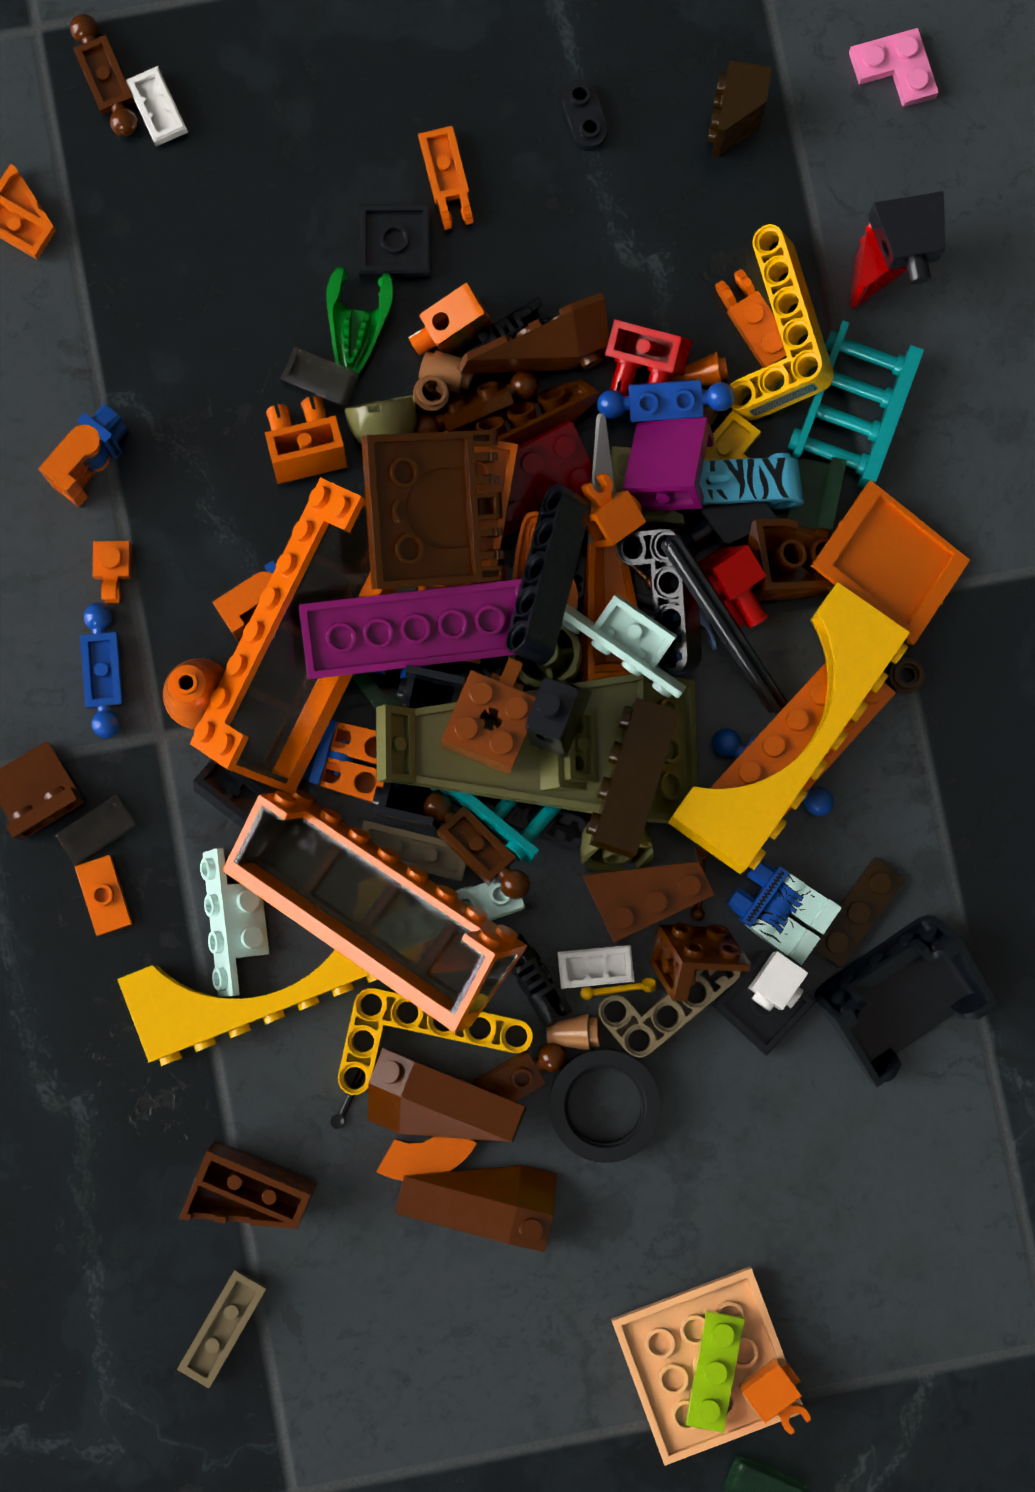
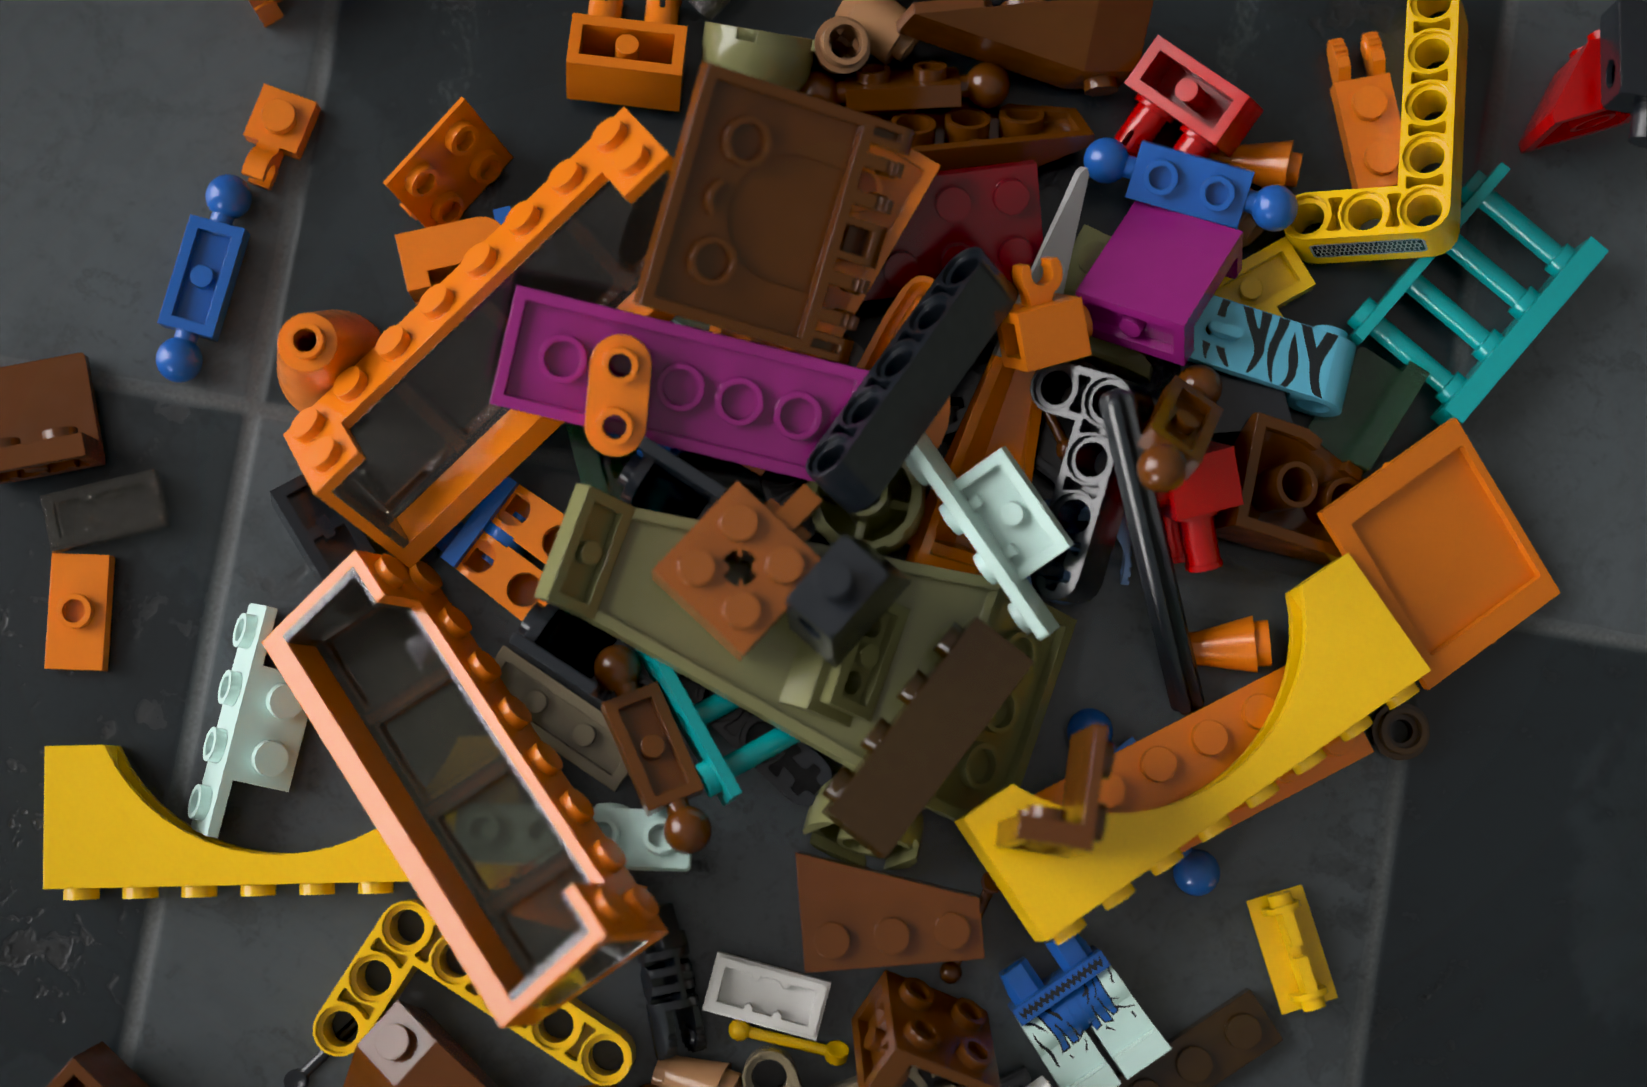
camera: 20 degrees right, 0 degrees up
(225, 551) = (448, 167): none -> orange hinge
(382, 646) = (618, 395): none -> orange plate
(713, 545) = (1180, 428): none -> reddish brown plate
(740, 789) = (1081, 817): none -> reddish brown bracket
(791, 661) = (1234, 645): none -> orange cone
(890, 825) = (1292, 950): none -> yellow hinge

